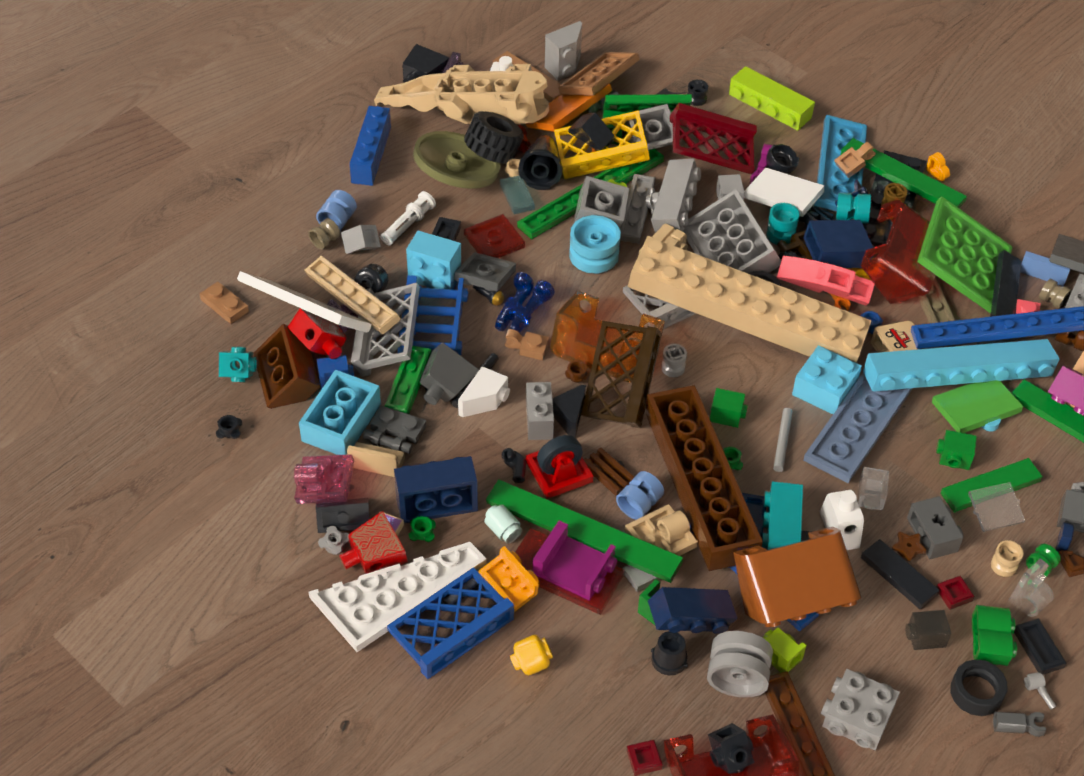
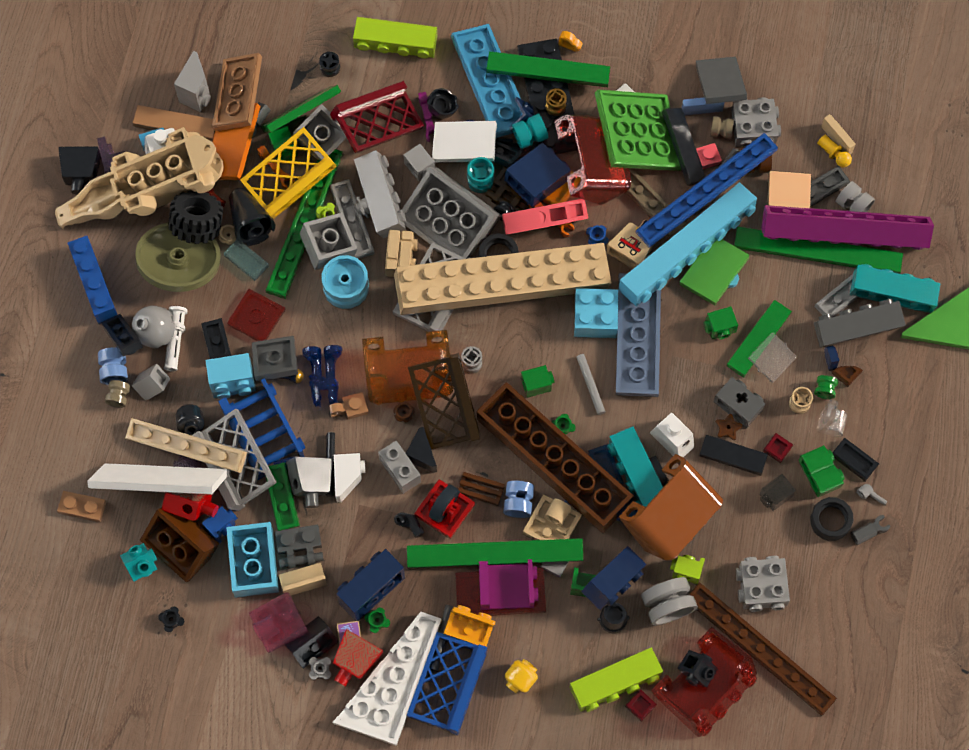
camera: 30 degrees left, 20 degrees up
(361, 189) = (122, 335): none -> black plate
(393, 196) = (153, 326): none -> light grey cylinder
(503, 523) = (433, 581): light aqua brick -> none
(592, 131) = (276, 169): black slope -> none
(631, 713) = (616, 679): none -> lime brick
(853, 161) = (501, 79): medium nougat plate -> none
(873, 488) = (679, 394): clear brick -> none

